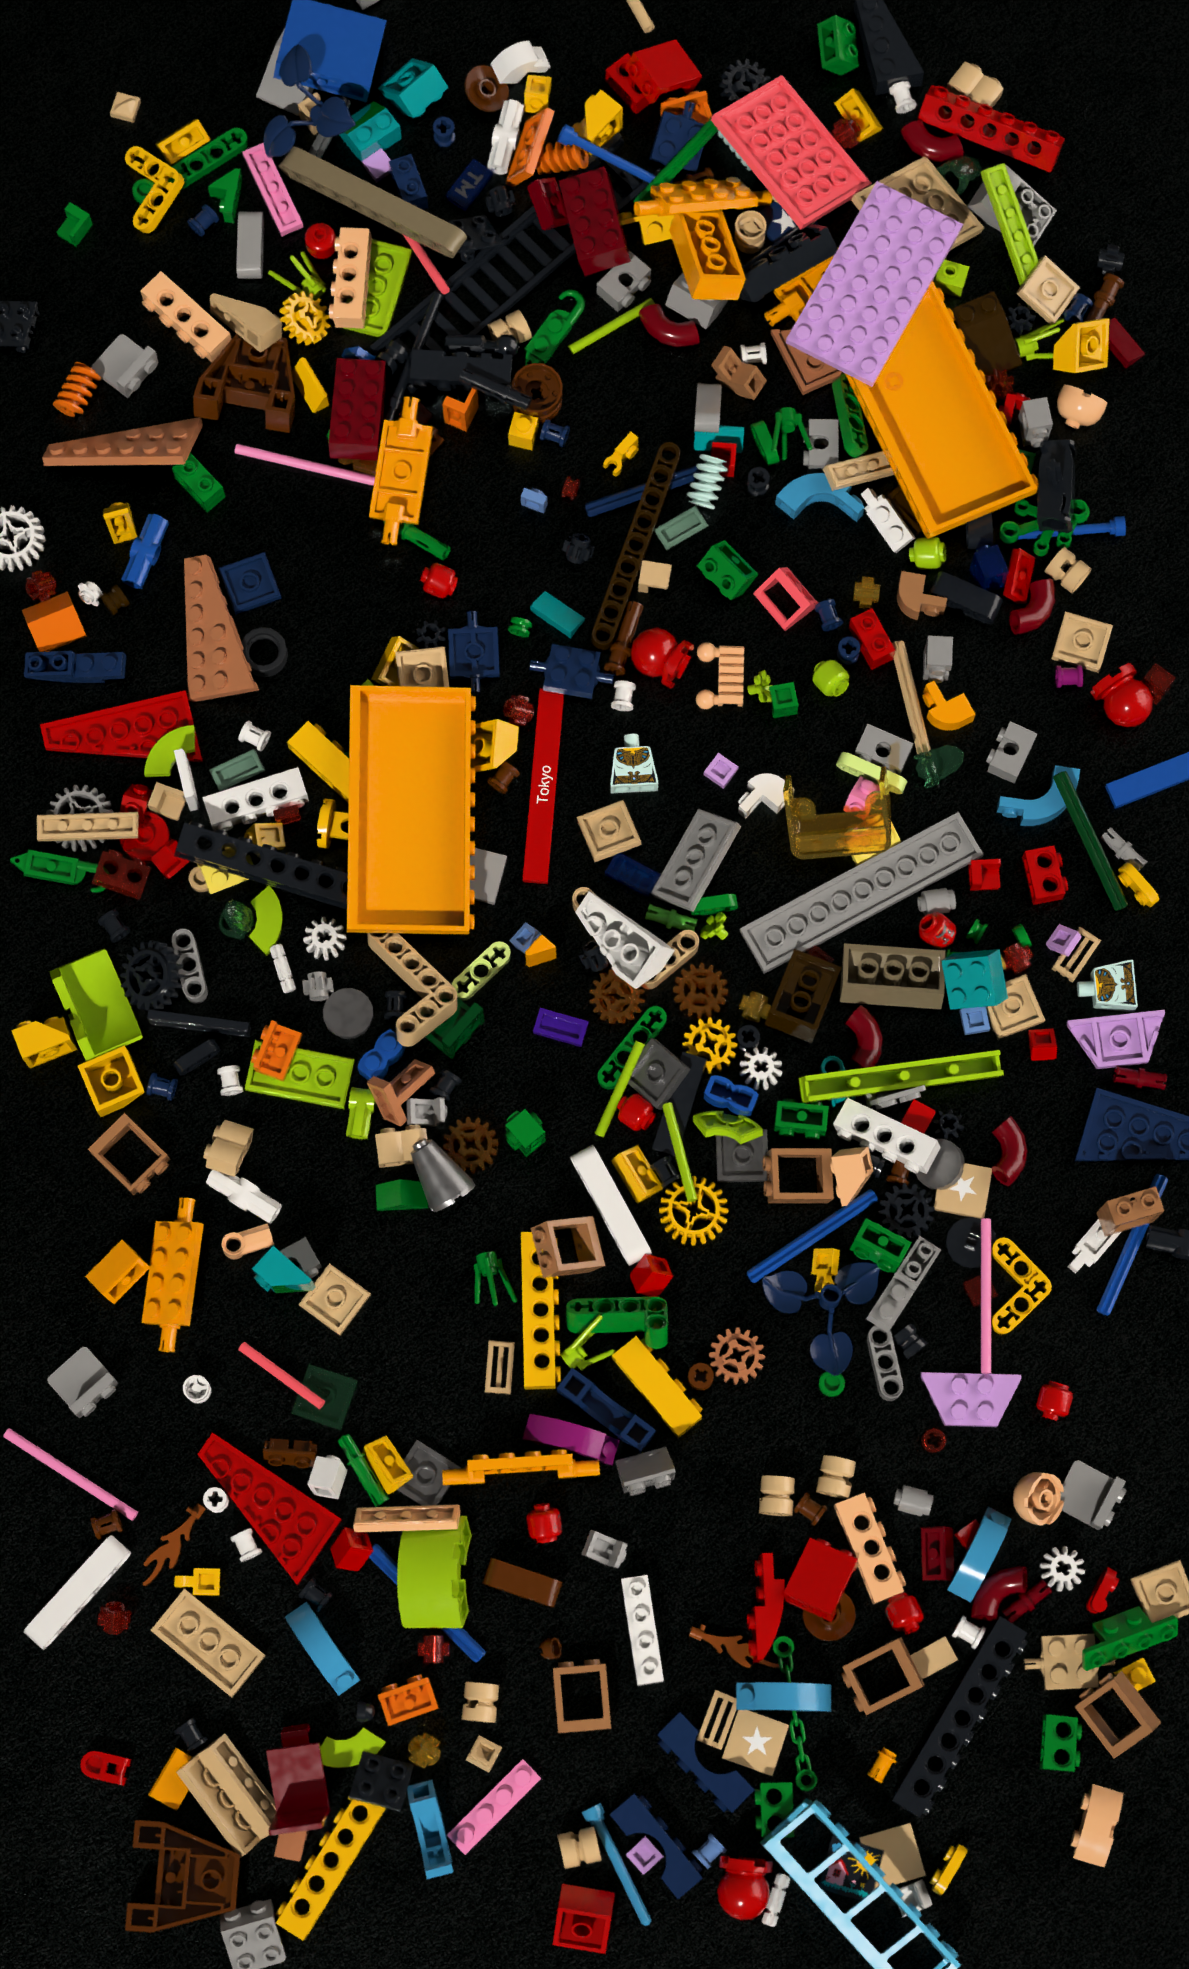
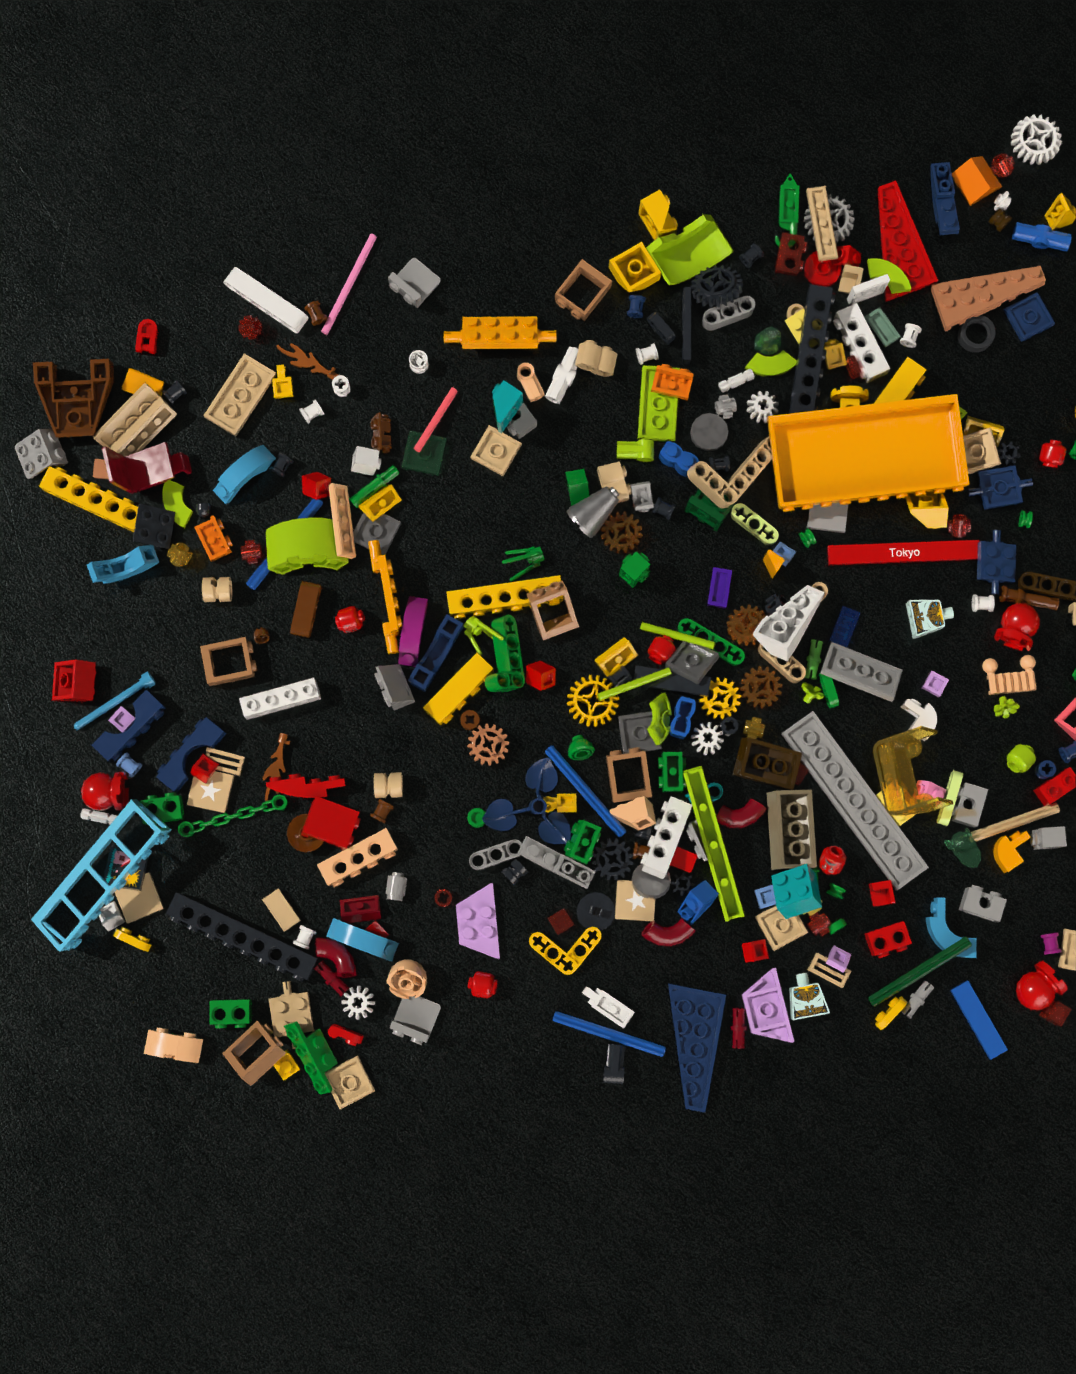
camera: 80 degrees right, 5 degrees up
(117, 1272) = (495, 293): light orange brick -> none
(166, 861) = (802, 286): red panel -> none
(281, 1515) = (337, 431): red wing -> none
(391, 1095) = (655, 475): nougat bracket -> none
(483, 1753) = (182, 597): tan tile -> none
(494, 1806) = (146, 609): bright pink plate -> none
(498, 1390) = (463, 581): tan tile -> none
(503, 777) = (905, 521): reddish brown bush -> none
(509, 904) = (807, 538): none -> green bush
(557, 614) = (1040, 546): teal slope -> none
(579, 1847) = (122, 673): tan wheel -> none
(604, 1549) = (336, 665): light grey bracket -> none
(609, 830) = (875, 604): tan tile -> none
(610, 1204) = (589, 639): white beam -> none
(726, 1745) = (204, 768): none -> red slope
(755, 1235) = (580, 748): none -> green brick
(783, 700) = (997, 723): green panel -> none
(783, 1696) = (241, 806): dark azure arch -> none
(836, 1477) = (407, 827): tan wheel -> none
(883, 1764) = (206, 885): light orange pin -> none
(904, 1613) = (313, 888): red head -> none
(906, 1664) = (276, 891): medium nougat window -> none
(936, 901) = (855, 858): light grey brick -> none
(974, 1108) = (697, 902): none -> blue slope
(986, 1296) = (555, 925): bright pink piece -> none
(1122, 1214) = (633, 1035): medium nougat window -> none

